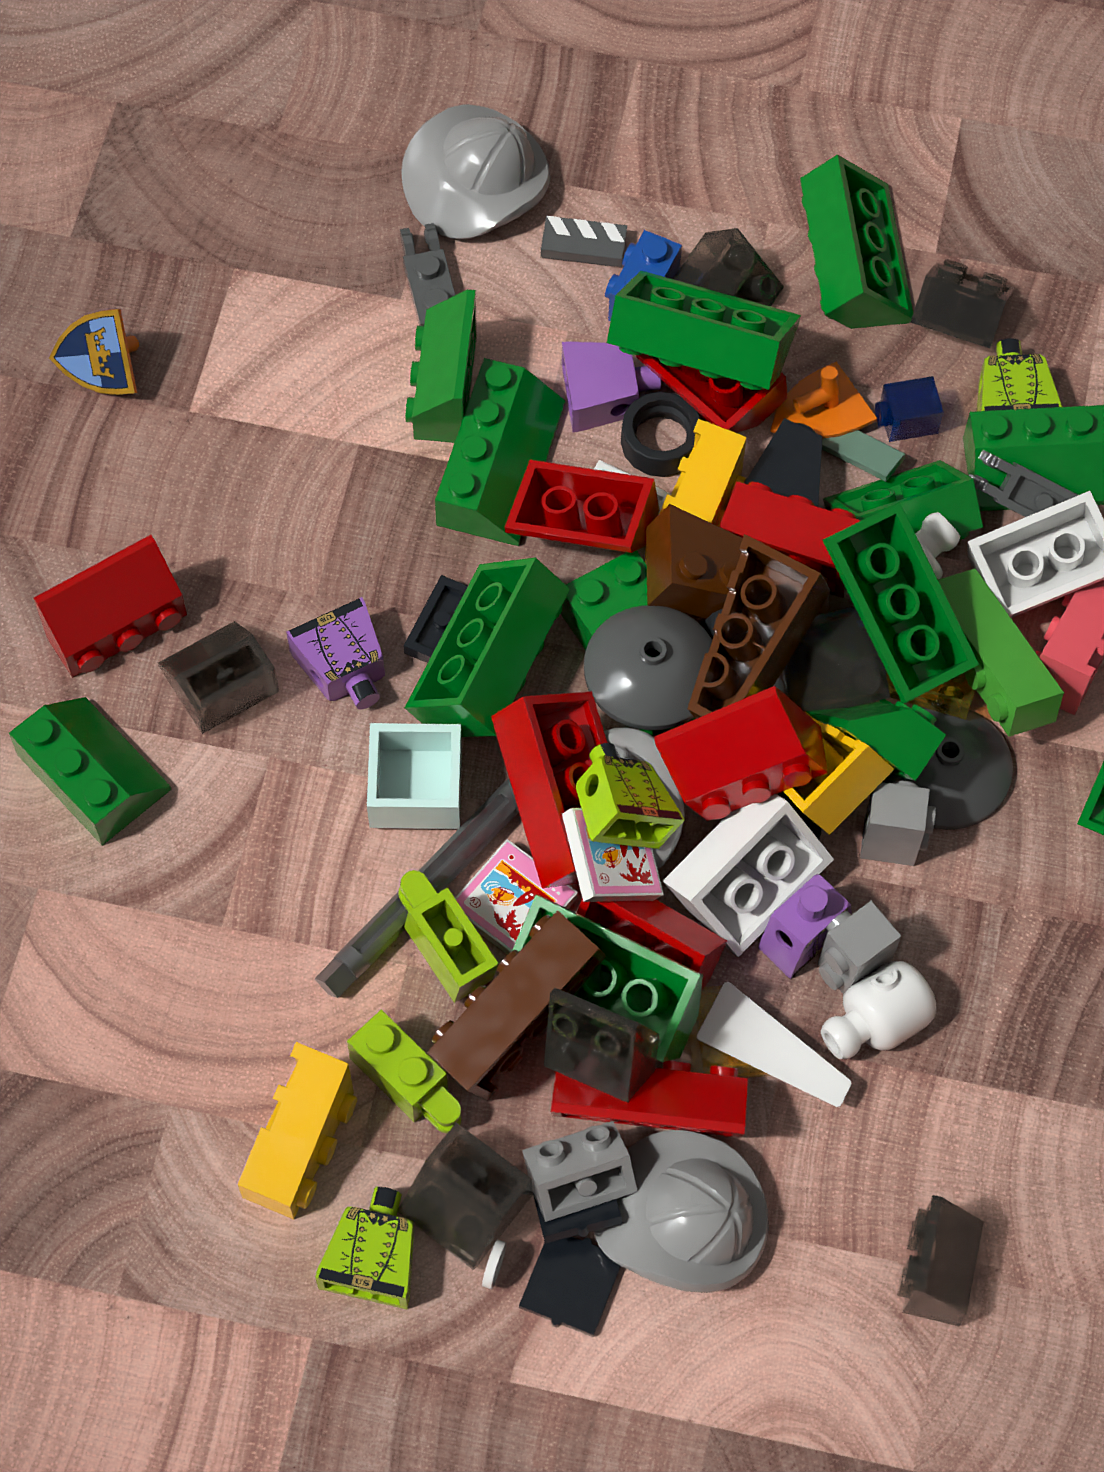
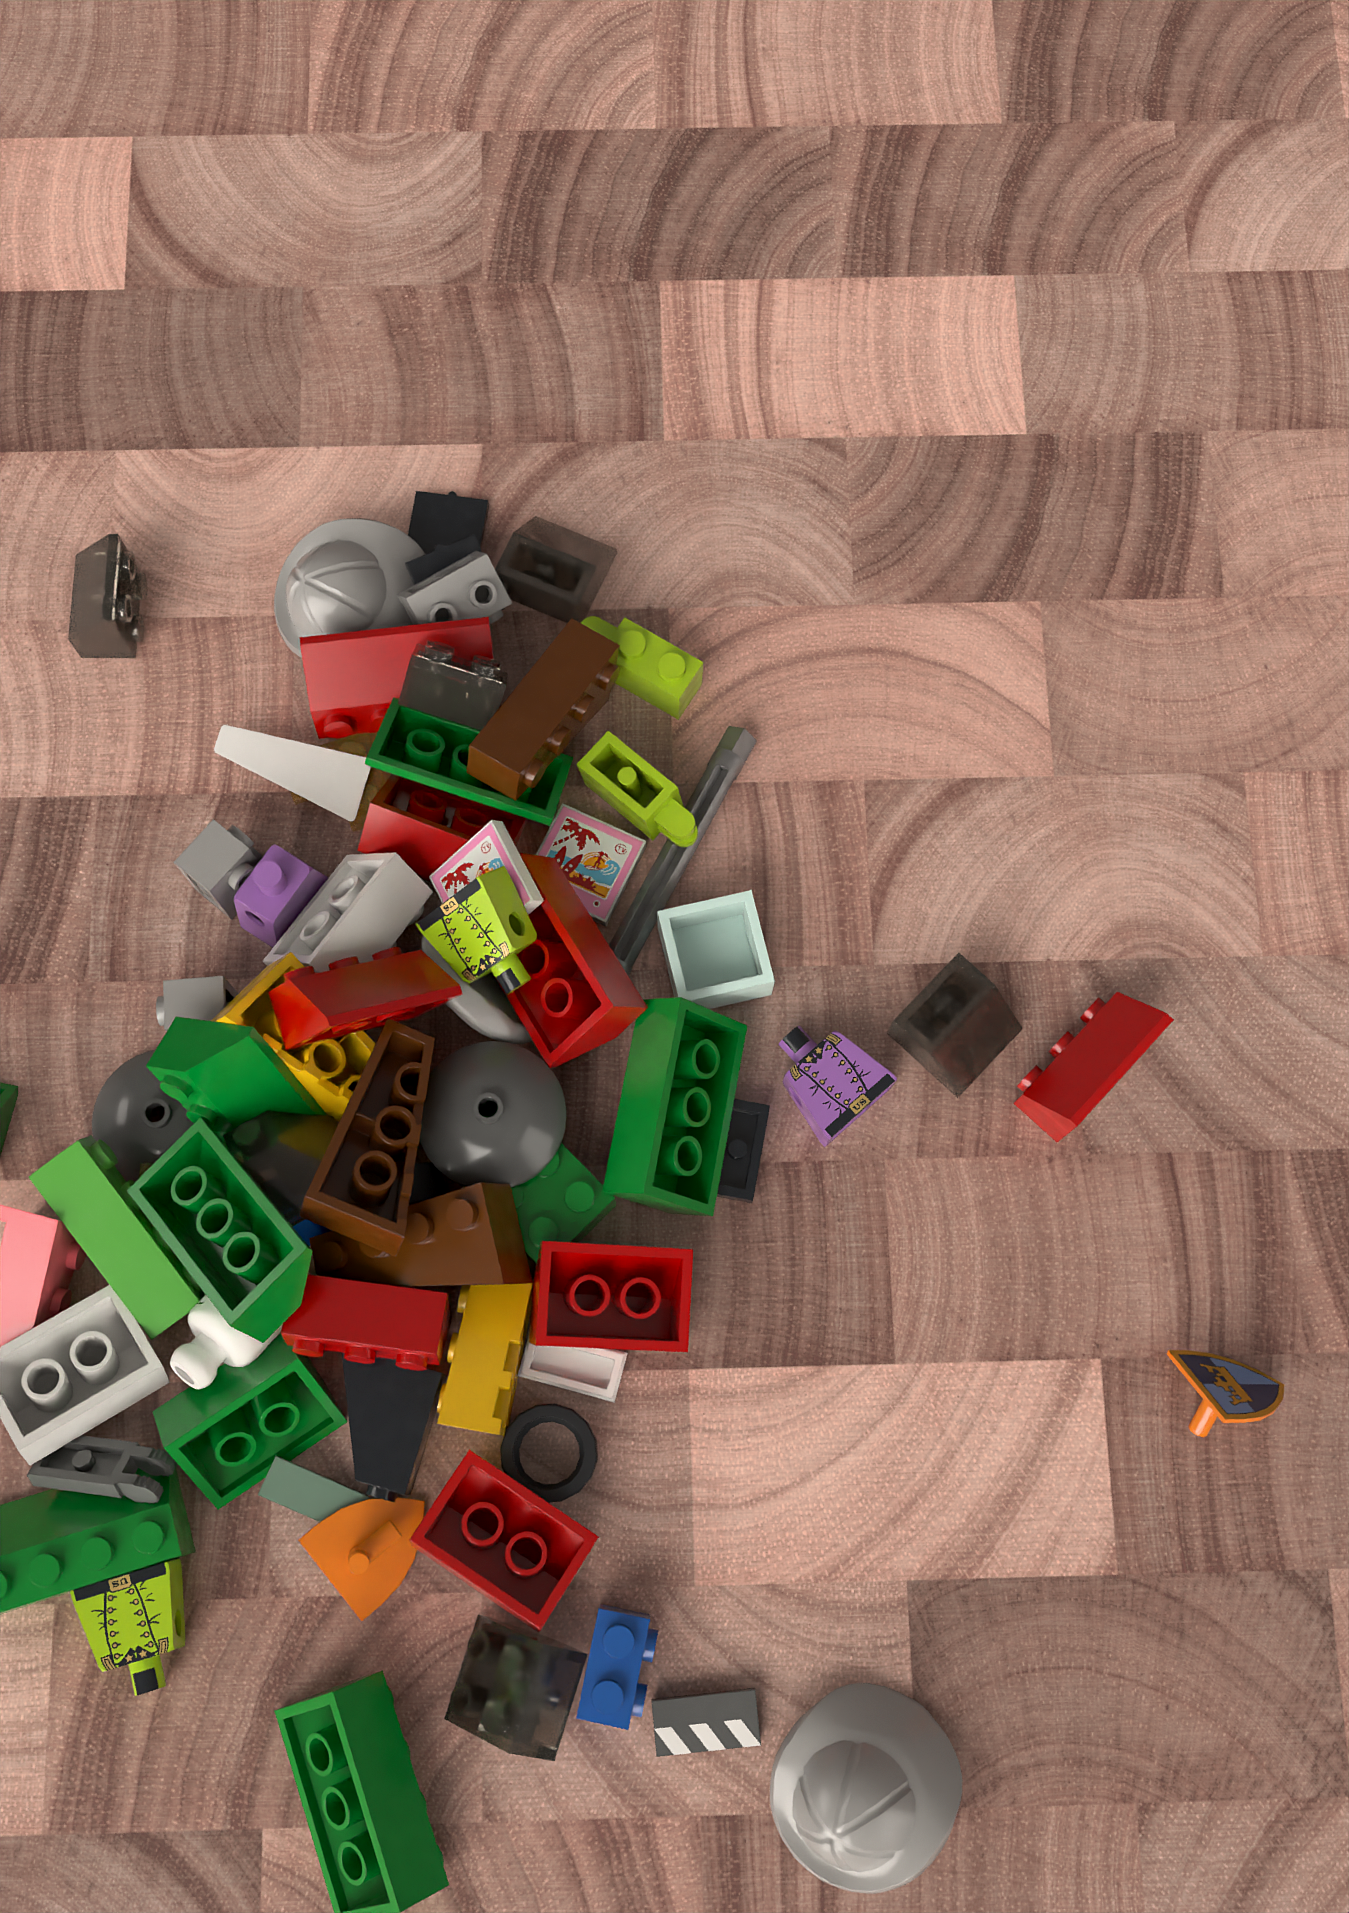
camera: 165 degrees right, 10 degrees up
(88, 766) = (1051, 898): green slope -> none
(299, 1133) = (724, 586): yellow wedge -> none
(371, 1253) = (629, 503): lime torso -> none
(426, 272) = (878, 1609): dark grey hinge -> none
(444, 368) = (823, 1468): green slope -> none
(494, 1264) = (516, 514): white piece -> none
(503, 428) = (730, 1380): green slope -> none
(601, 383) = (634, 1505): medium lavender torso -> none
(702, 330) = (518, 1573): green slope -> none
(881, 1011) = (188, 813): white piece -> none
(909, 409) = (260, 1561): clear blue brick -> none
(963, 303) = (212, 1741): clear smoke slope -> none

